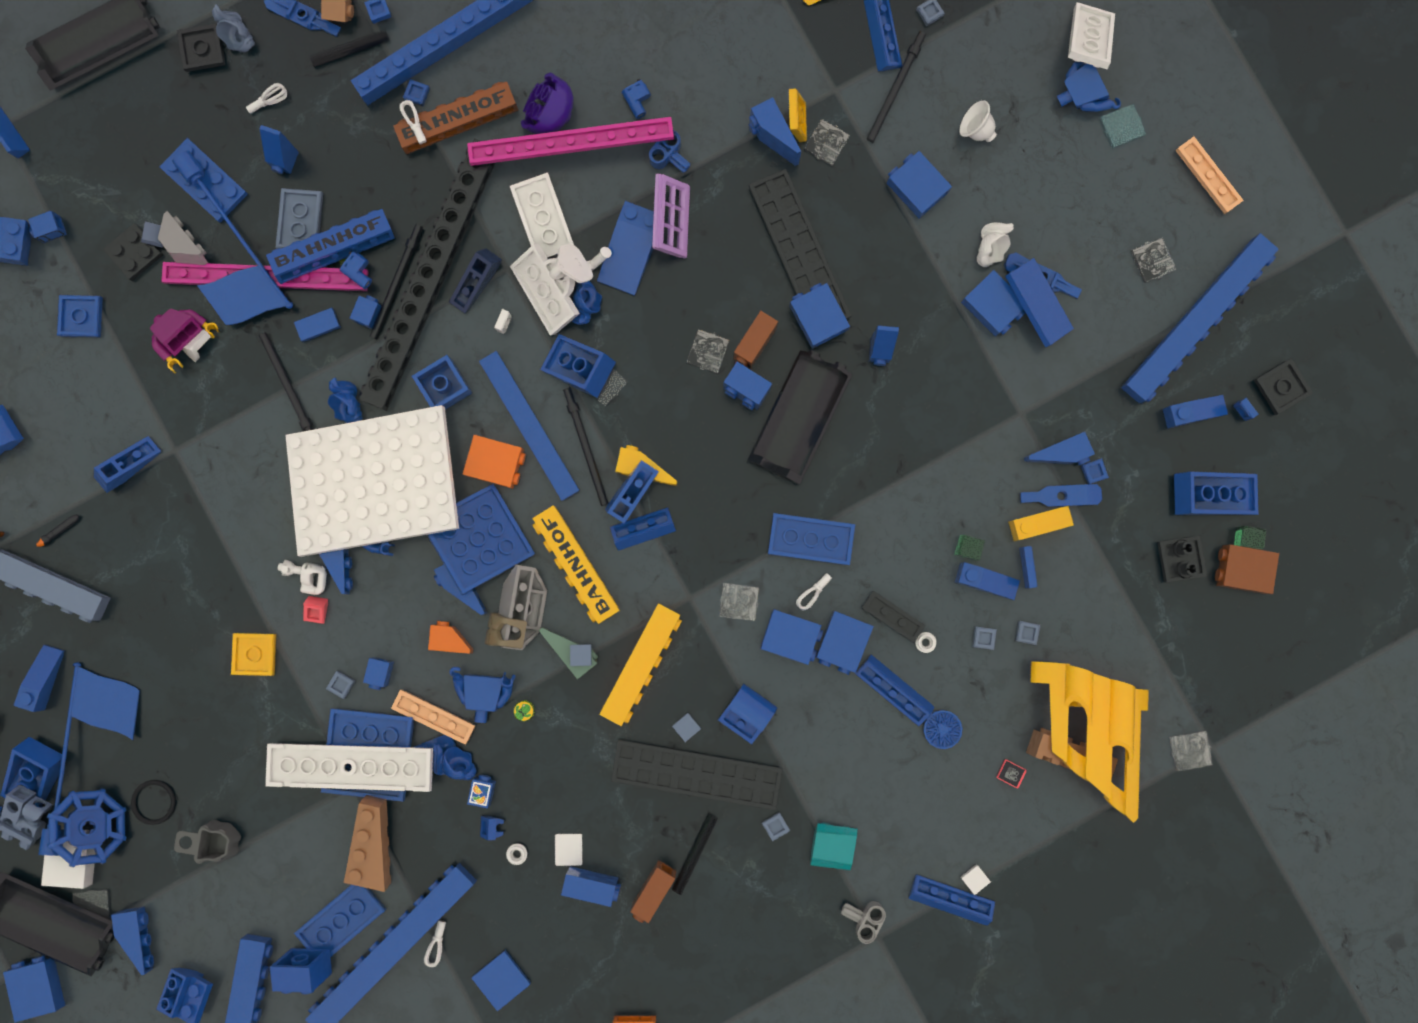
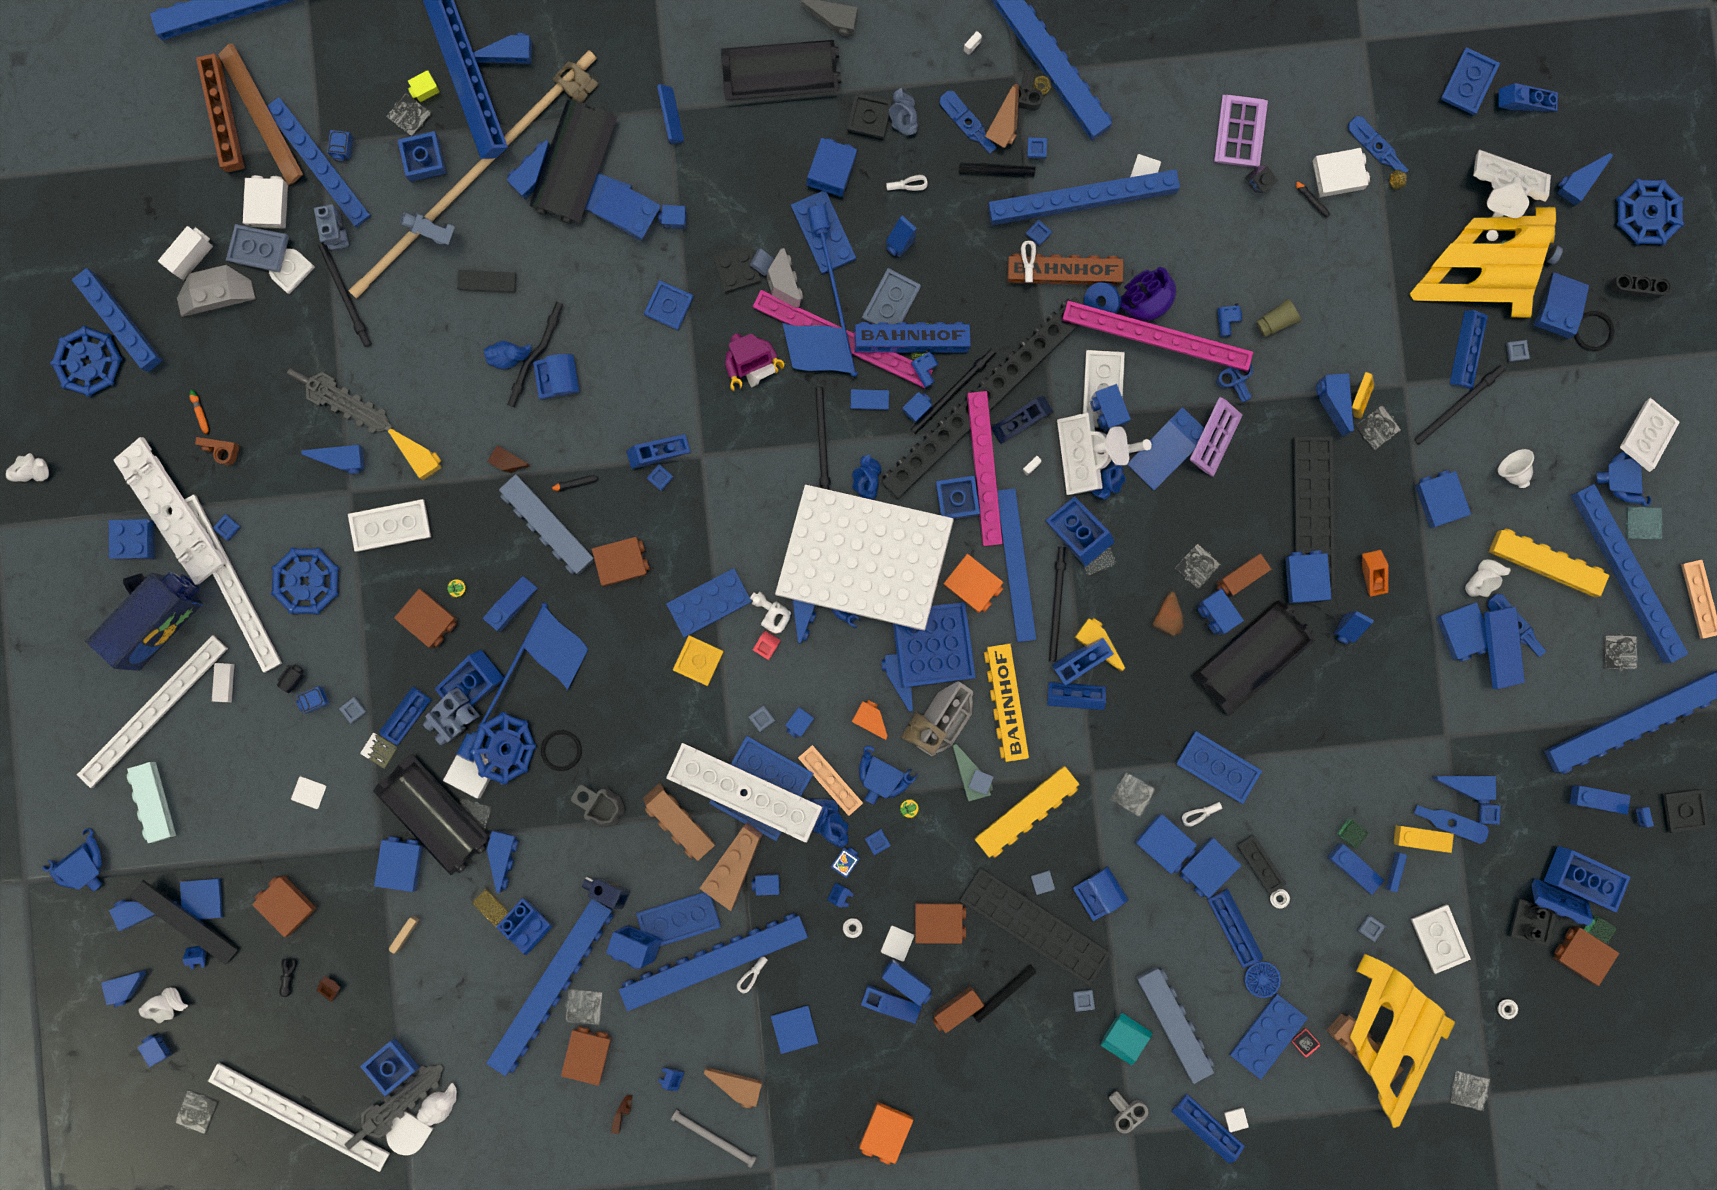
camera: 25 degrees right, 0 degrees up
(133, 589) = (620, 561): none -> dark orange brick
(141, 489) = (660, 477): none -> blue tile
(144, 990) = (490, 907): none -> clear yellow tile
(182, 112) = (831, 167): none -> blue brick
(240, 592) = (709, 602): none -> blue plate
(255, 926) = (612, 895): none -> dark blue torso
(296, 825) = (678, 822): none -> medium nougat wedge
(412, 848) = (766, 884): none -> blue brick
(456, 343) = (984, 468): none -> dark pink plate
(506, 757) = (877, 842): none -> blue tile
(507, 119) = (1104, 289): none -> blue tile
(551, 229) = (1110, 408): none -> blue brick
(583, 915) = (890, 1004): none -> blue slope
(600, 812) = (939, 923): none -> dark orange brick
(684, 76) = (1278, 319): none -> olive plant
(700, 411) = (1169, 616): none -> clear orange slope
(875, 812) = (1175, 1025): none -> sand blue brick
(883, 283) = (1375, 572): none -> orange slope
(972, 783) = (1268, 1036): none -> blue plate
(984, 638) = (1332, 916): sand blue tile -> none
(1048, 202) = (1549, 563): none -> yellow brick
(1099, 614) = (1440, 939): none -> white plate
(1130, 180) = (1629, 574): none -> blue brick
(1199, 654) = (1513, 1009): none -> white plate
(1202, 527) = (1561, 902): none -> blue plate

